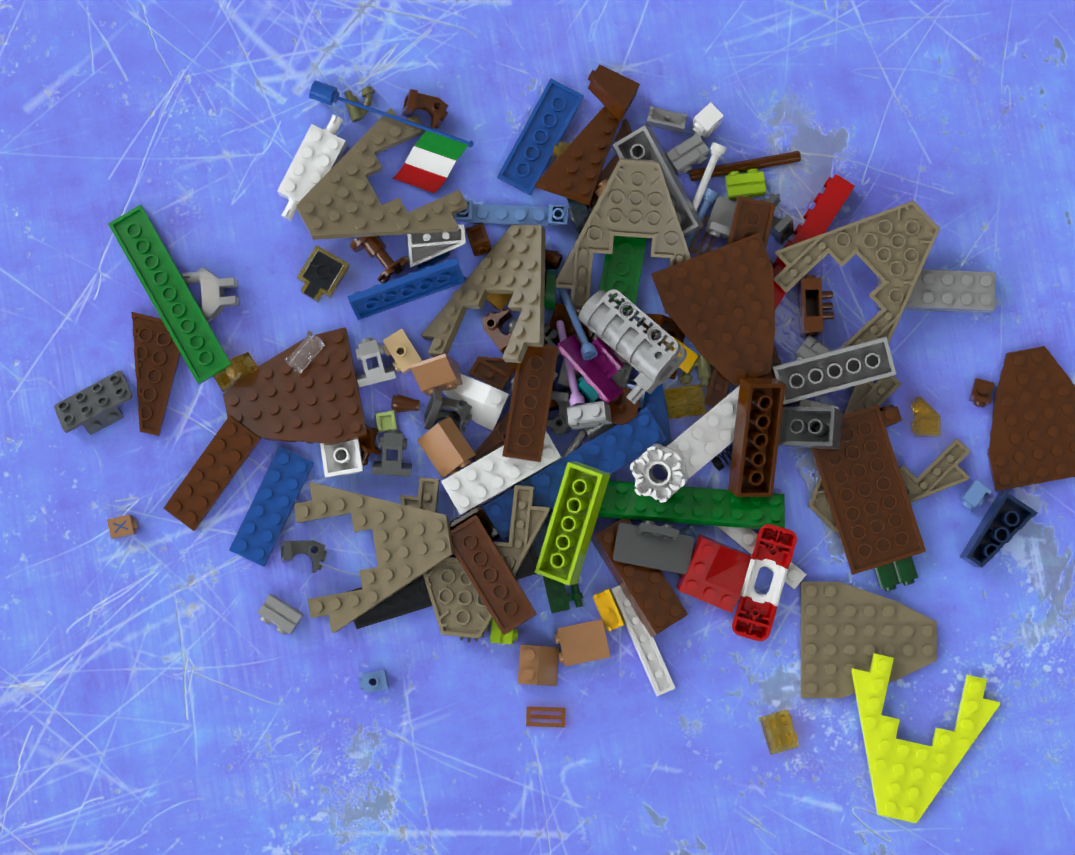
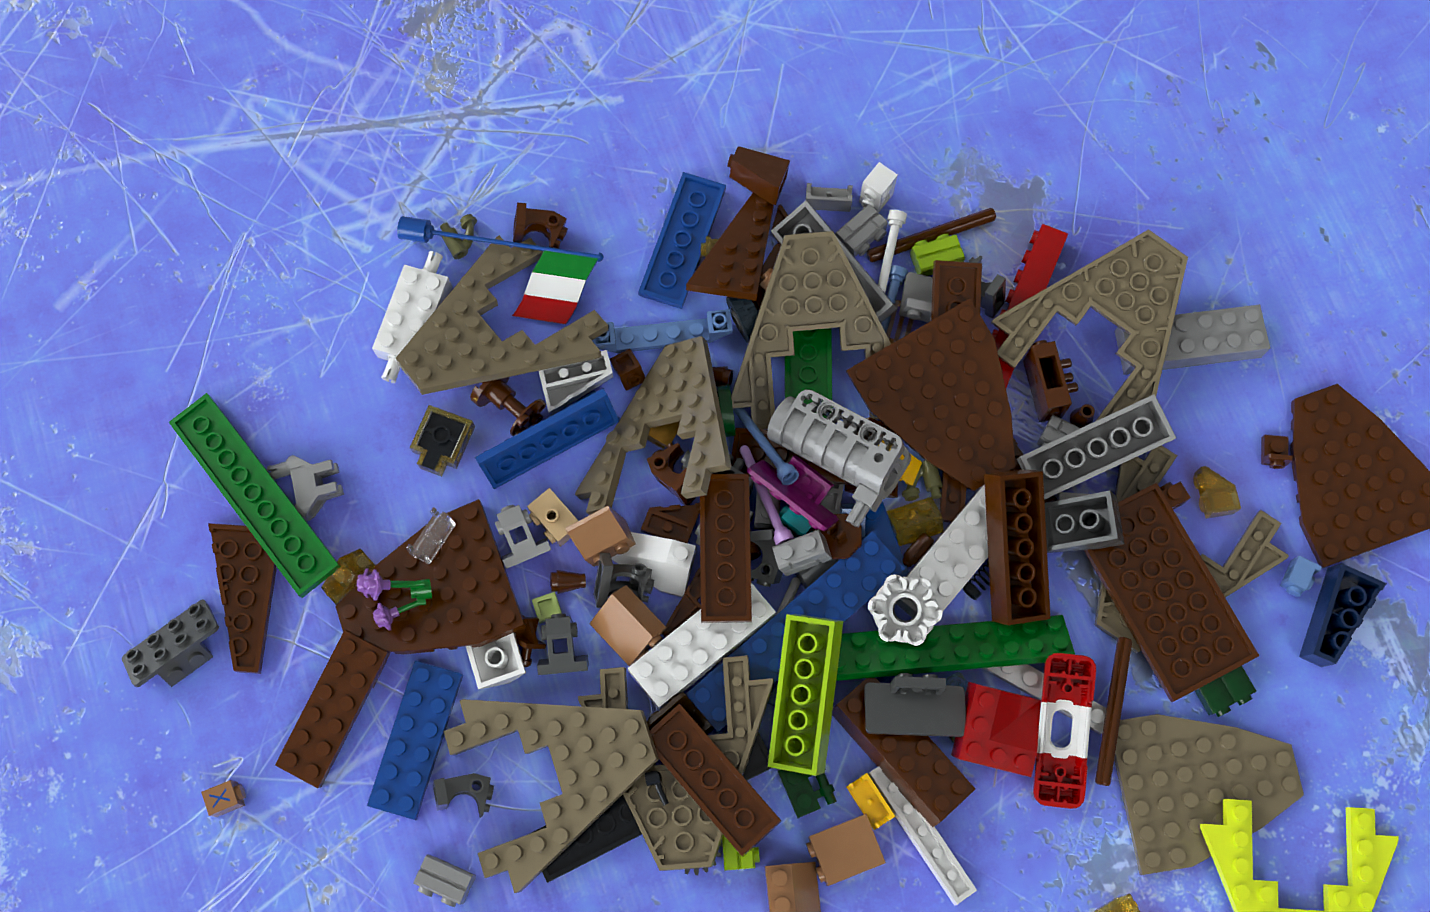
camera: 10 degrees left, 10 degrees down
(257, 387) = (373, 584): none -> medium lavender plant
(448, 566) = (655, 778): none -> black hand
(681, 424) = (917, 549): none -> reddish brown piece
(806, 573) = (1113, 711): none -> reddish brown axle
(830, 343) = (1082, 416): none -> reddish brown cone

